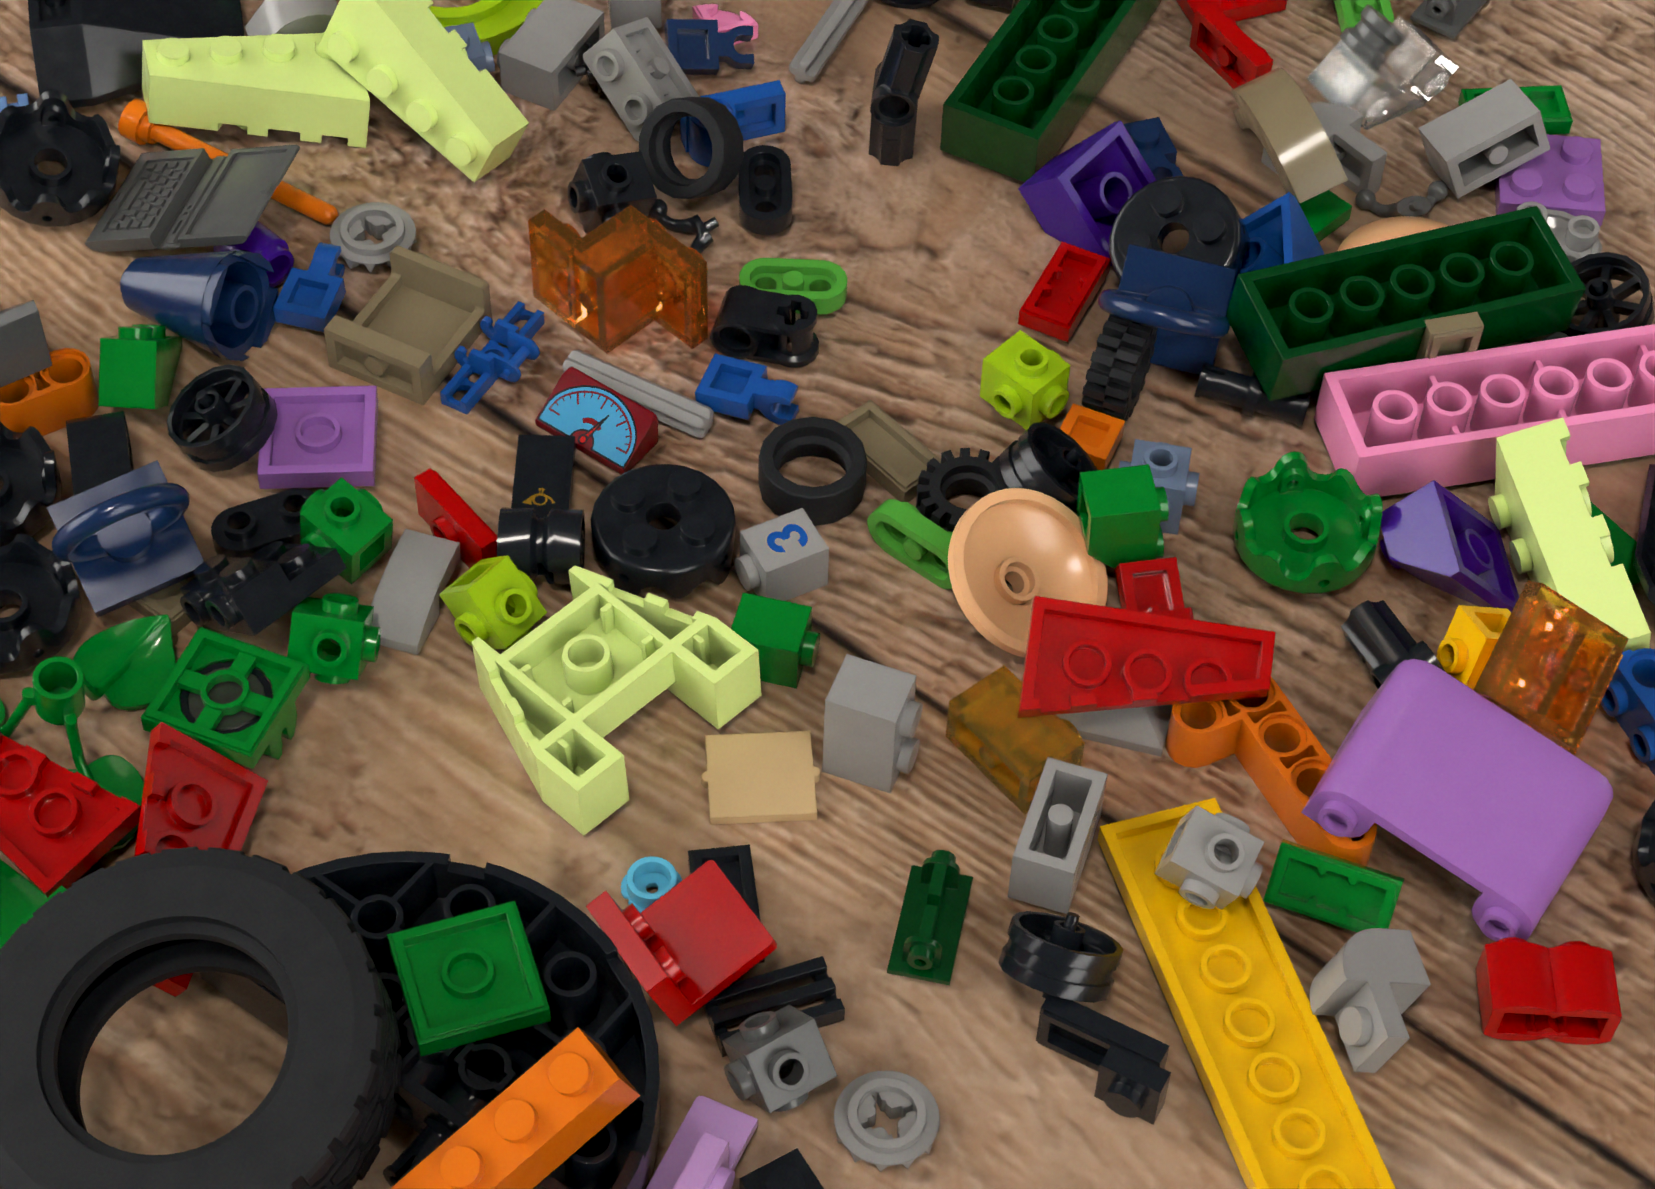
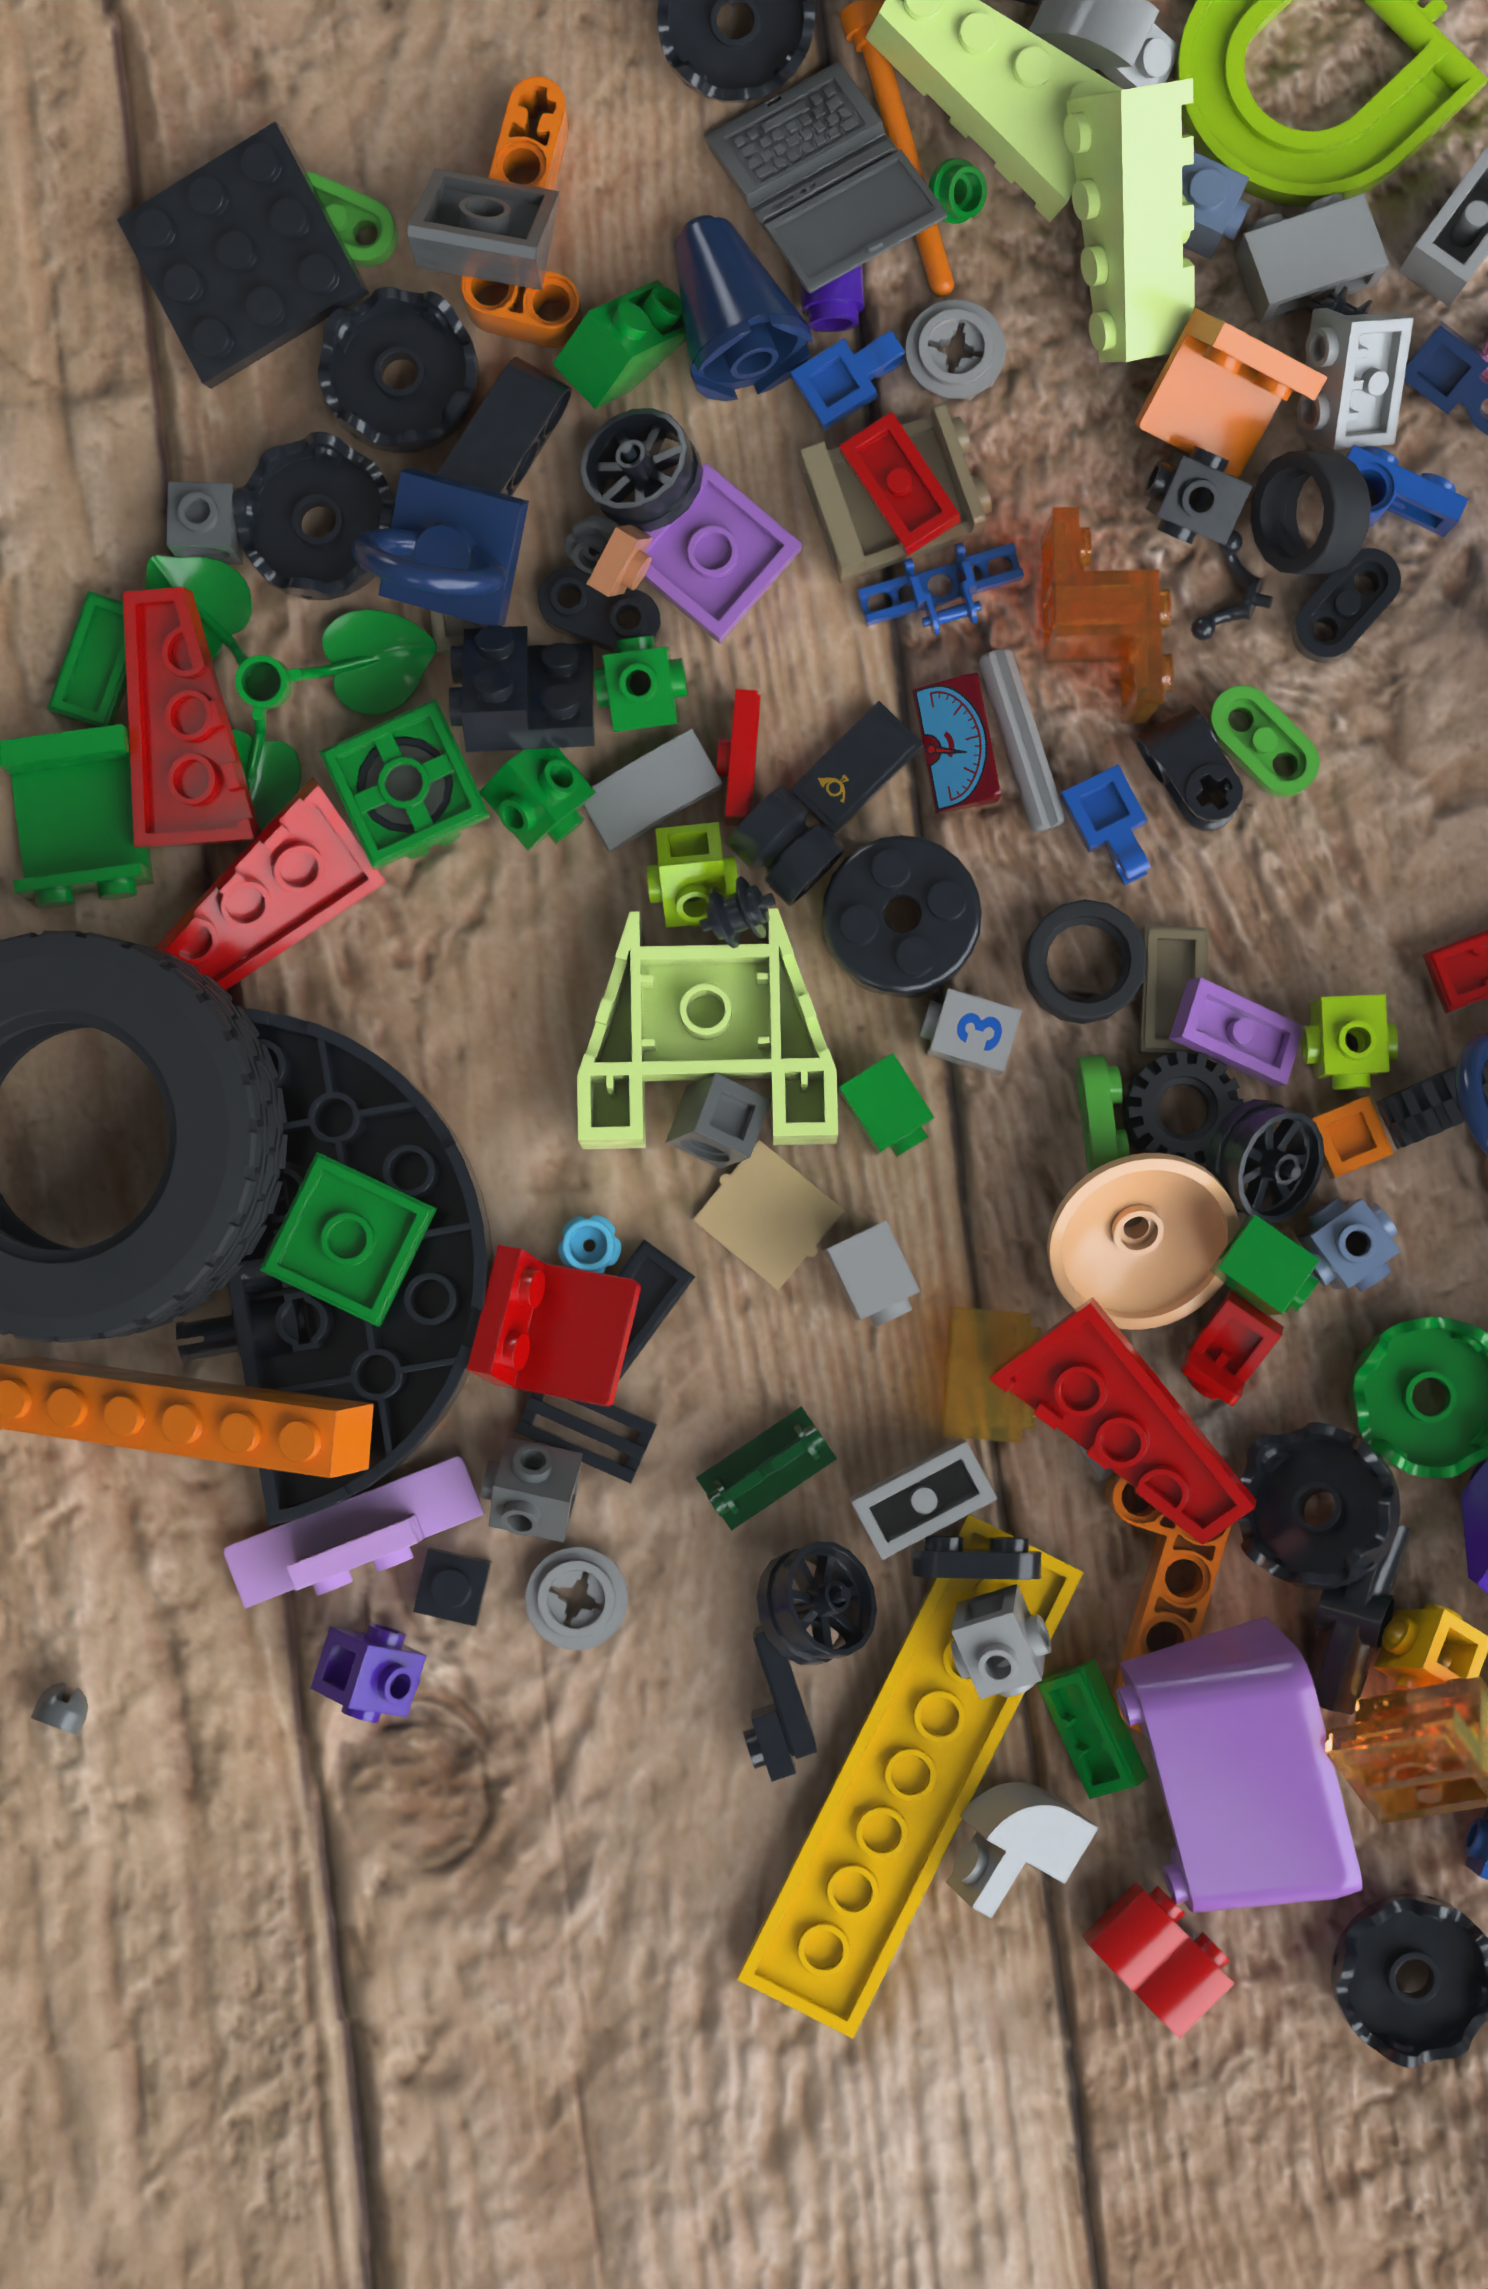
camera: 45 degrees right, 35 degrees up
(231, 470) = (588, 534): none -> dark grey plate
(262, 462) = (622, 561): none -> nougat plate
(301, 166) = (958, 189): none -> green plate
(411, 308) = (899, 483): none -> red plate
(550, 575) = (737, 912): none -> black wheel
(565, 114) = (1222, 391): none -> orange bracket
(665, 725) = (718, 1120): none -> dark grey brick
(945, 427) = (1236, 1032): none -> medium lavender plate
(1127, 842) = (1003, 1560): none -> black plate
(1314, 591) = (1291, 1469): none -> black plate

